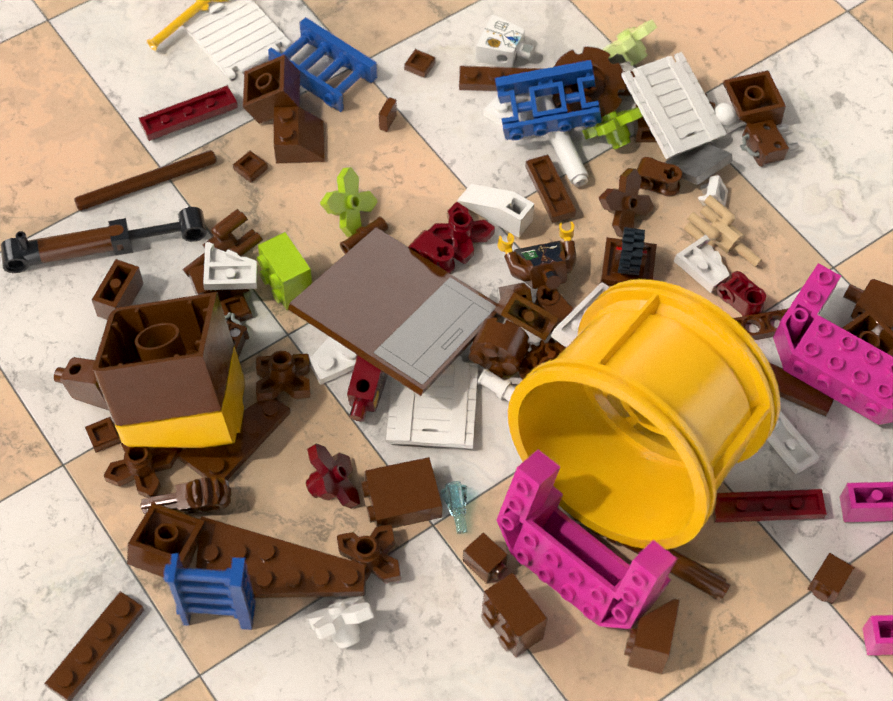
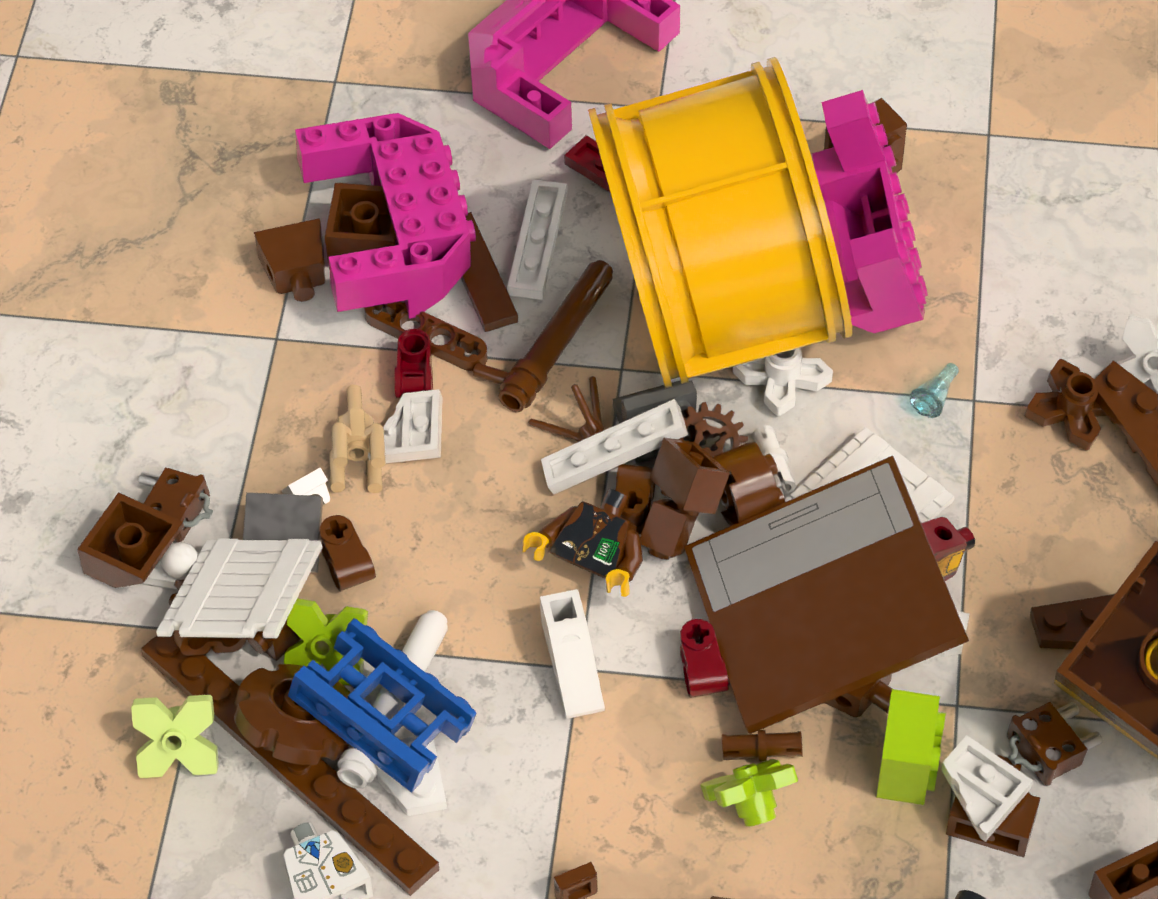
camera: 135 degrees left, 5 degrees down
(225, 240) = (946, 855): reddish brown plant -> none
(282, 373) = (995, 647): reddish brown plant -> none
(331, 477) = (1053, 489): dark red plant -> none
(402, 493) = (986, 434): reddish brown brick -> none
(462, 231) = (642, 661): dark red plant -> none
(485, 558) = (955, 322): reddish brown brick -> none
(513, 615) = (984, 245): reddish brown brick -> none
(550, 188) = (480, 638): reddish brown plate -> none
(626, 201) = (425, 546): reddish brown plant -> none
(628, 258) = (494, 483): plate -> none
(830, 578) = (644, 85): reddish brown brick -> none

